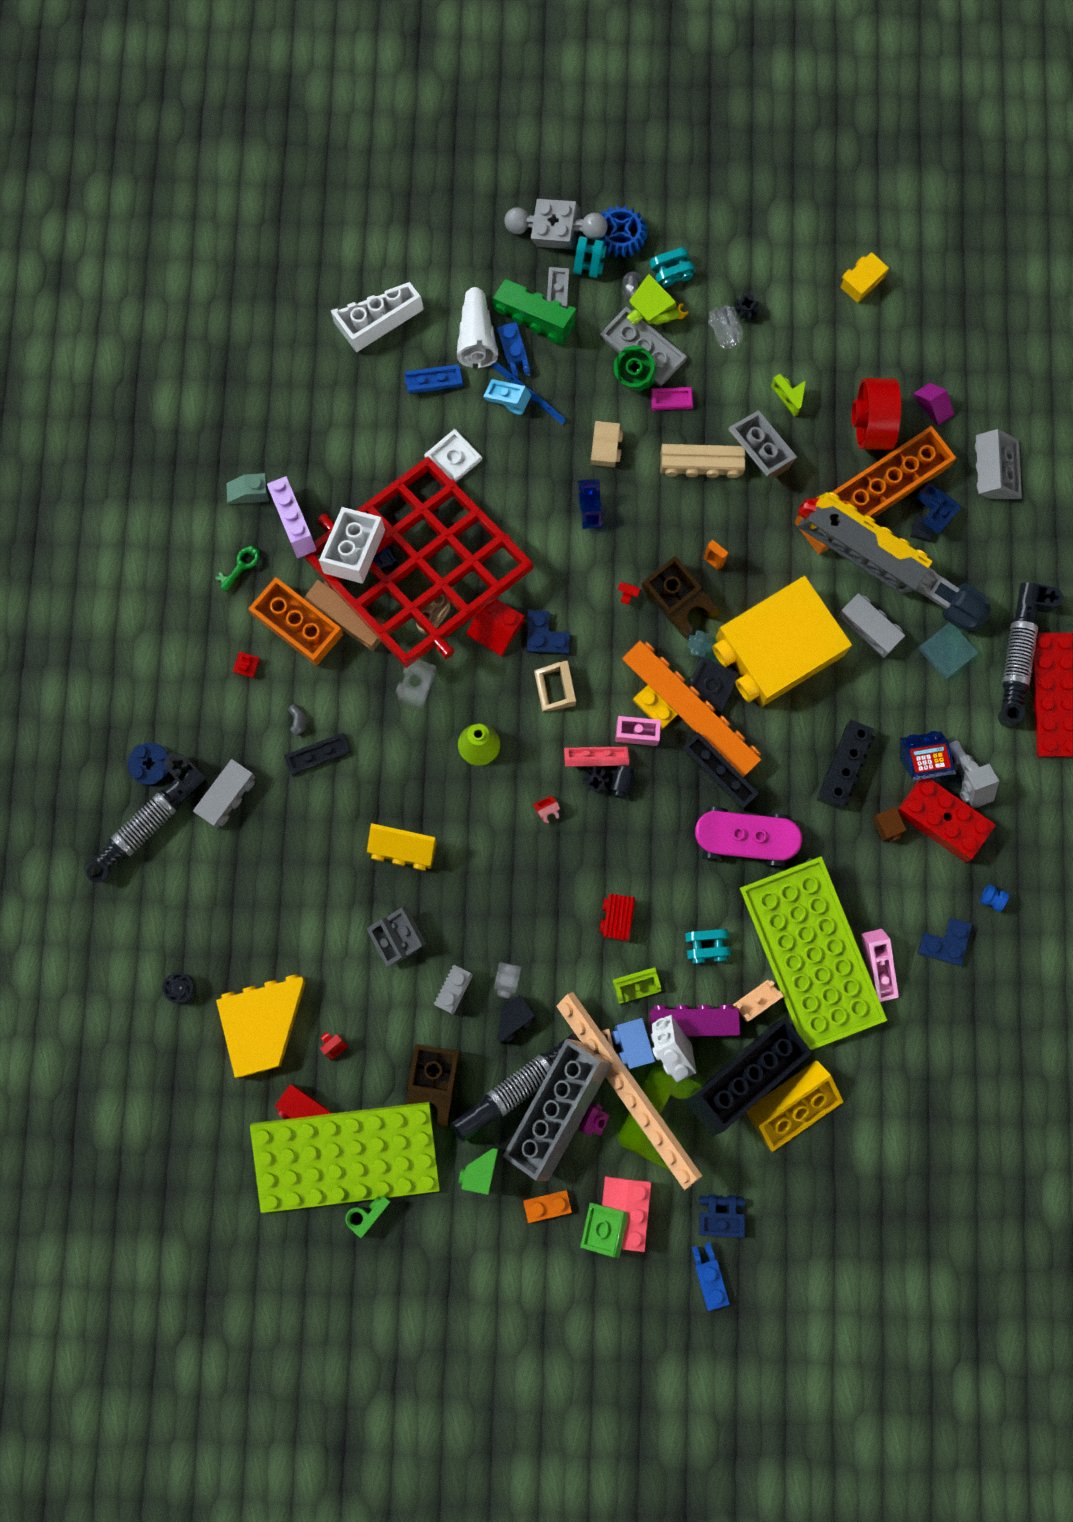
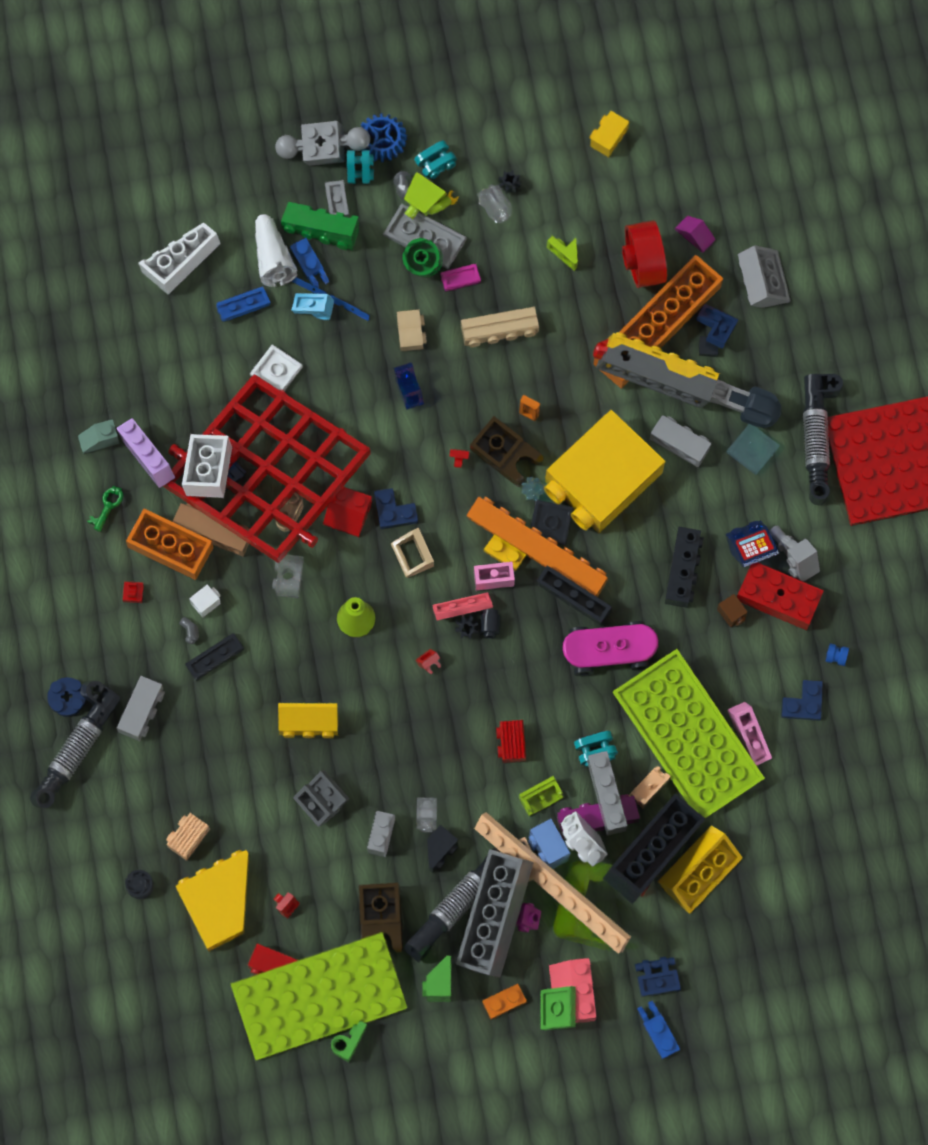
camera: 10 degrees left, 5 degrees down
(243, 946) = (187, 836): none -> light nougat brick
(321, 690) = (205, 600): none -> white brick
(710, 1001) = (607, 793): none -> light grey brick
(763, 444) = (550, 302): light grey slope -> none

